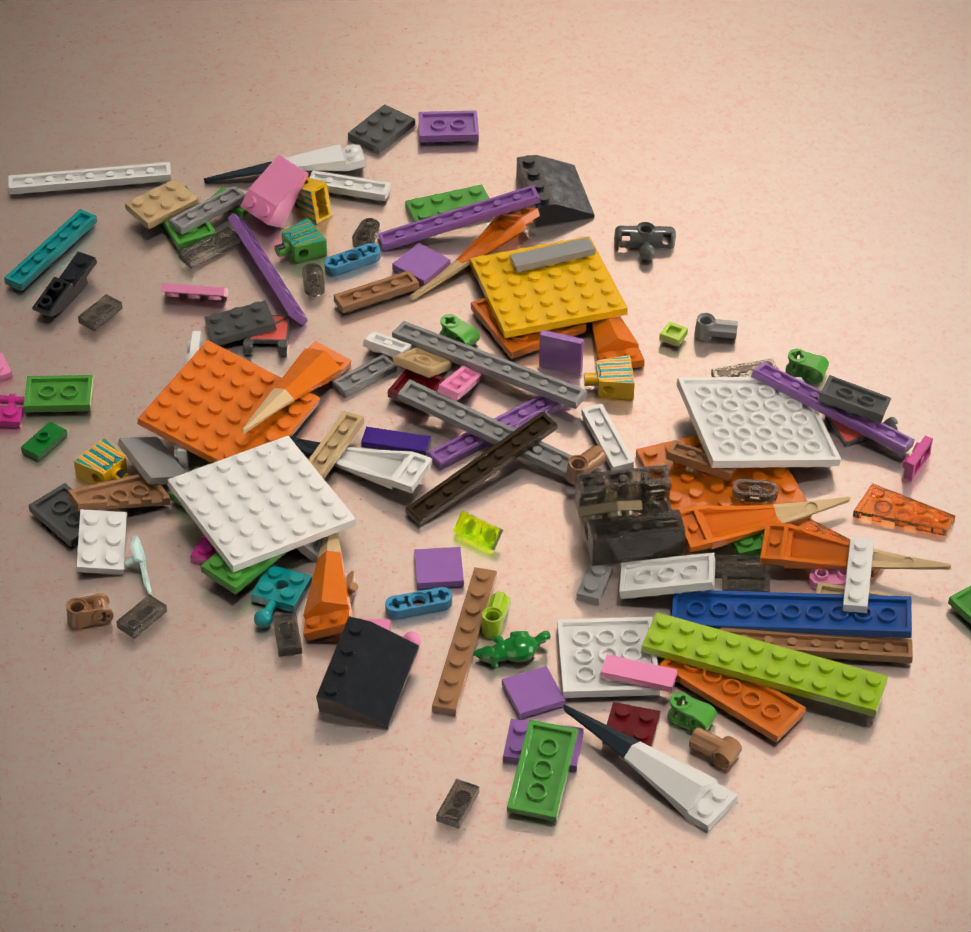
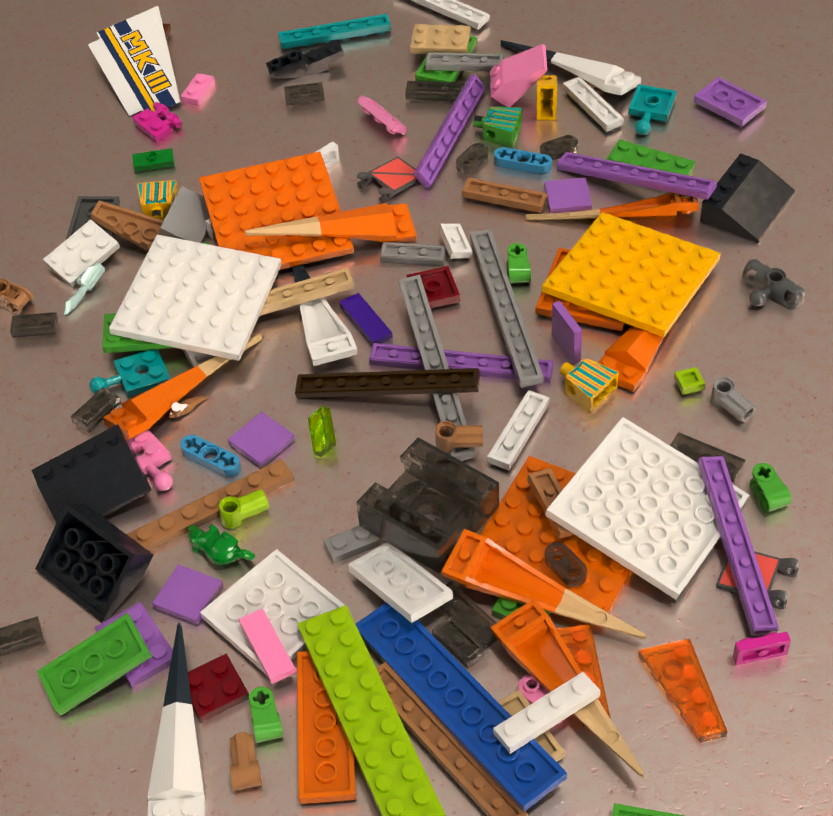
camera: 50 degrees right, 5 degrees up
(58, 393) = (203, 132): bright green plate -> none
(240, 323) = (379, 158): dark grey plate -> none
(381, 129) = (678, 74): dark grey plate -> none
(402, 162) = (641, 106): none -> teal plate
(422, 362) = (459, 270): tan tile -> none
(446, 718) = (92, 560): none -> black slope
(459, 383) = (460, 304): bright pink plate -> none
(552, 254) = (661, 247): light grey tile -> none
(610, 509) = (403, 485): dark tan plate -> none
(854, 399) = (760, 548): dark grey plate -> none

